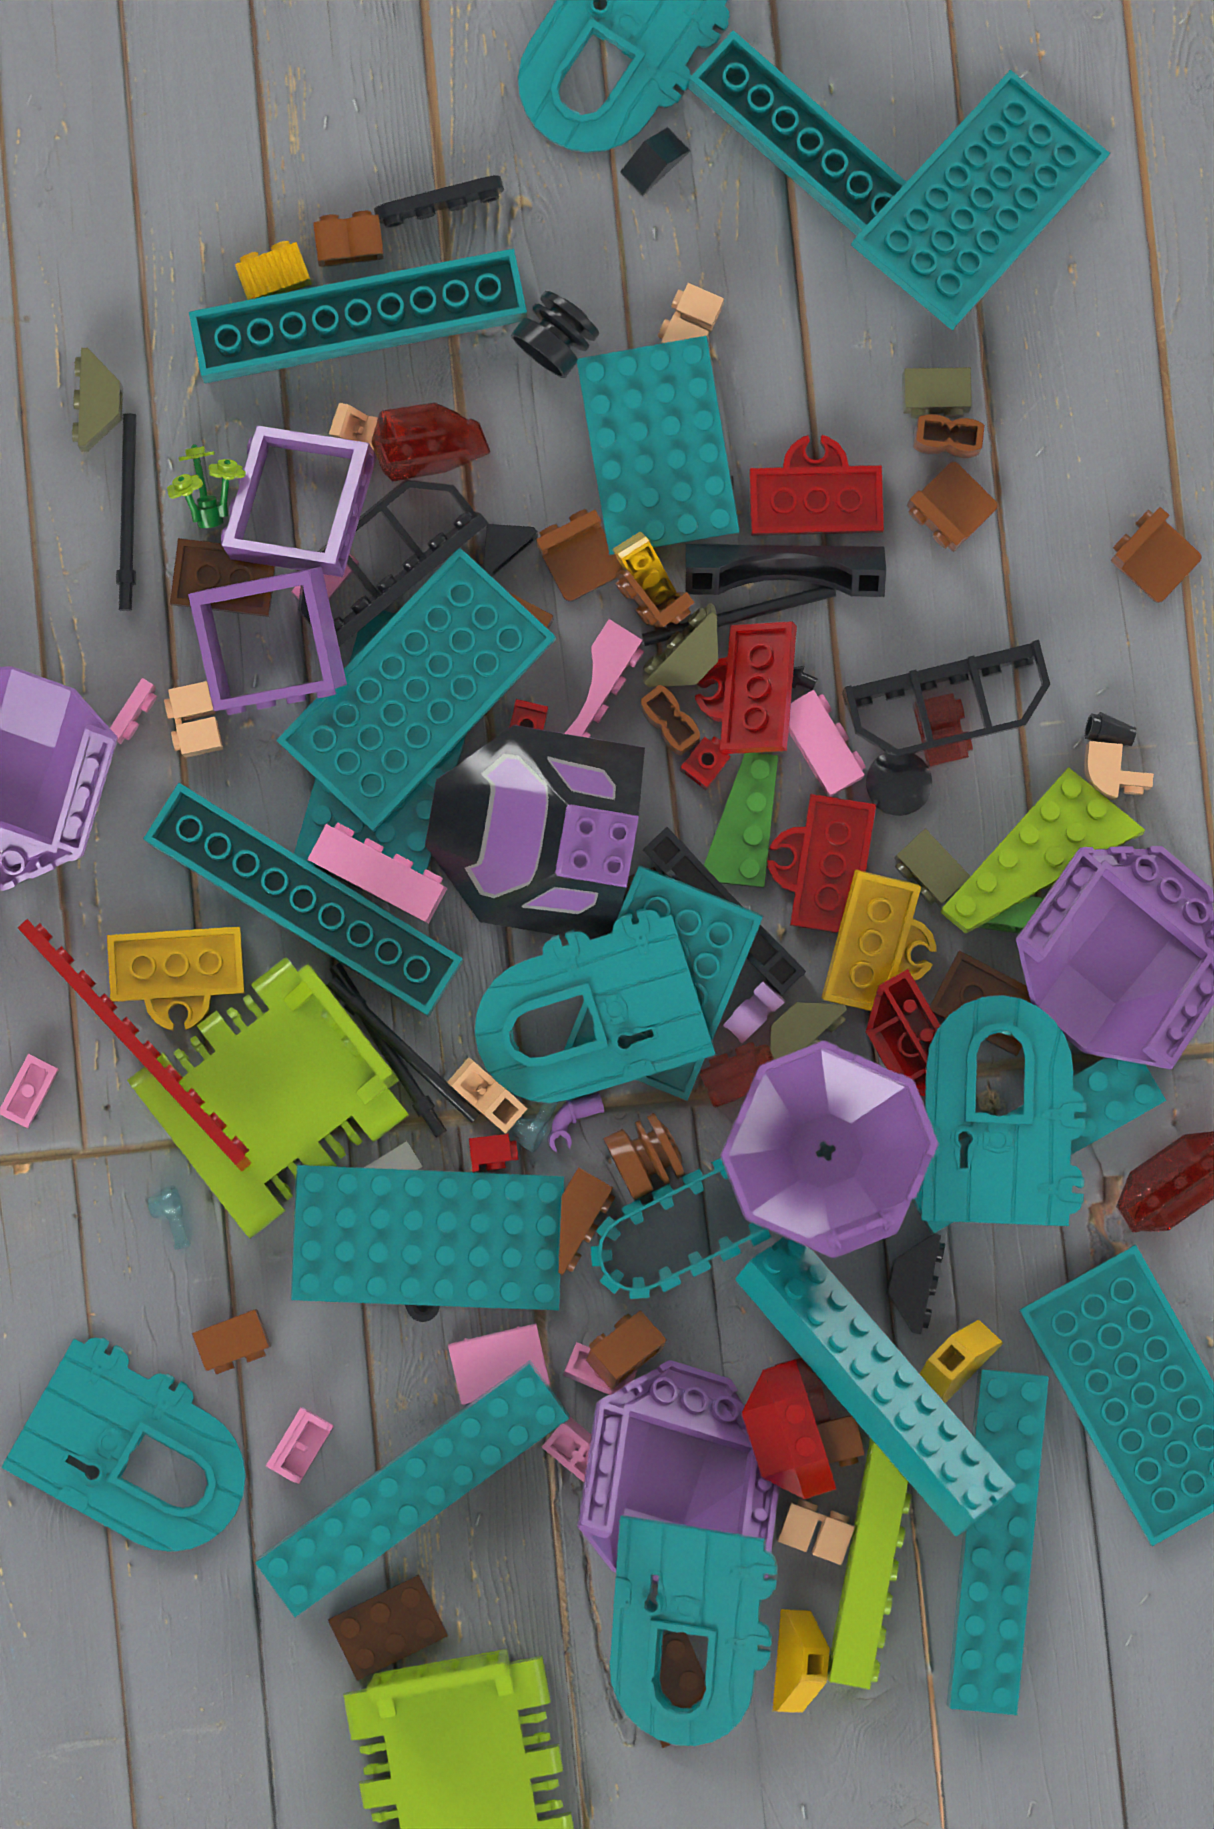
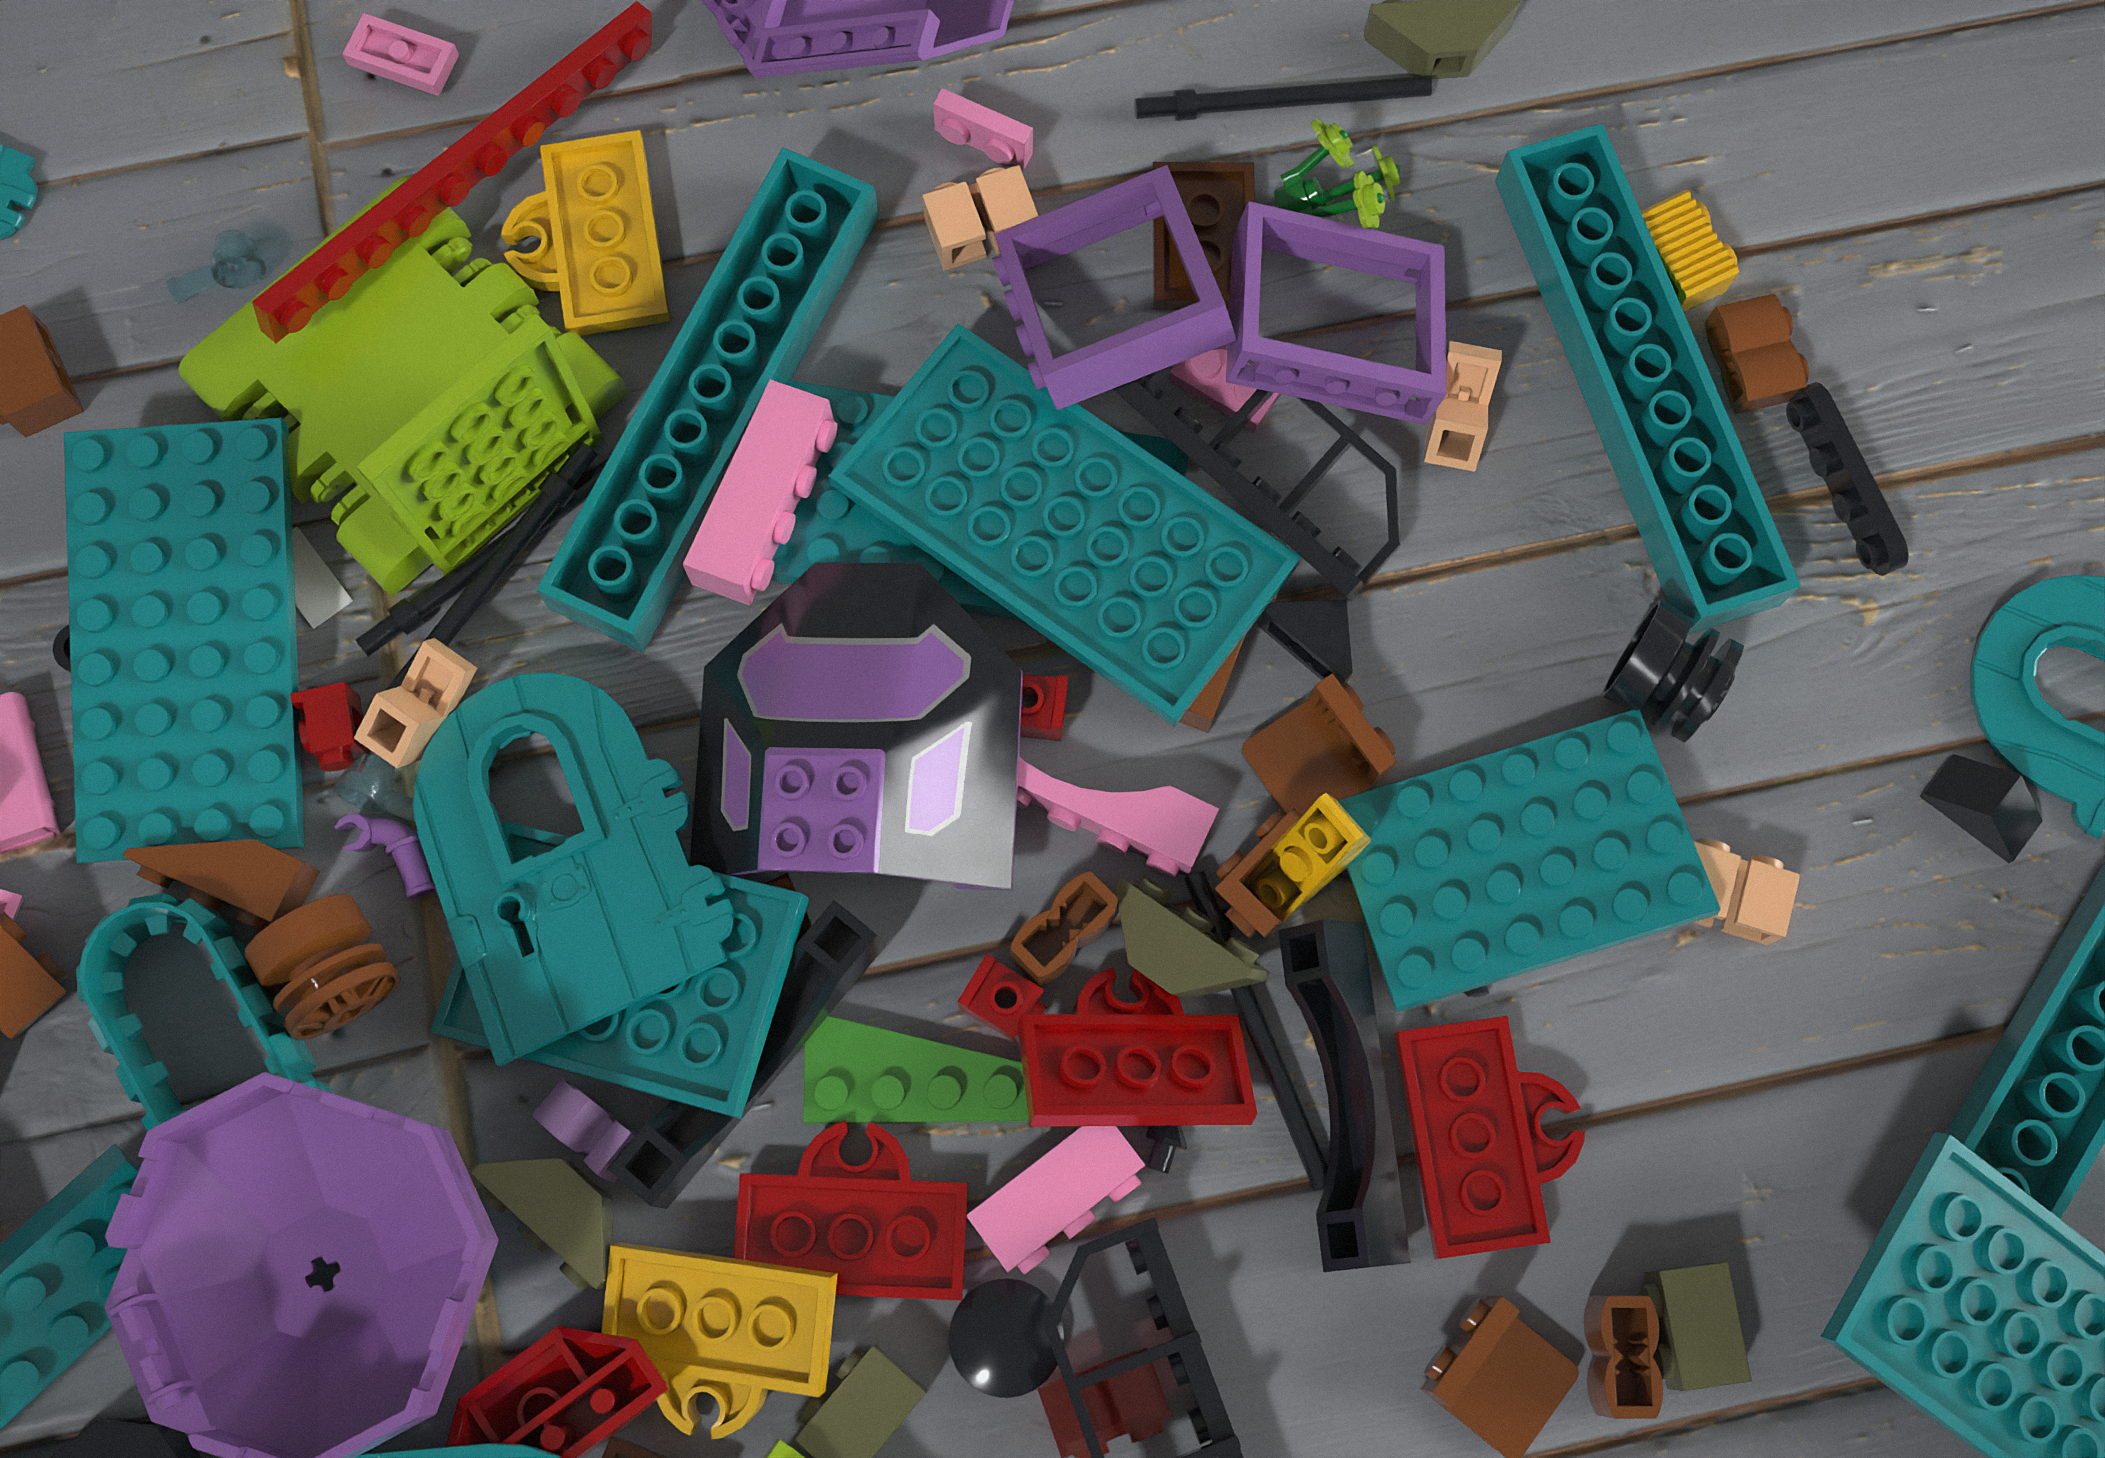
camera: 85 degrees right, 10 degrees down
(425, 441) = (1460, 486): clear red wedge -> none
(732, 1077) = (472, 1105): clear red brick -> none

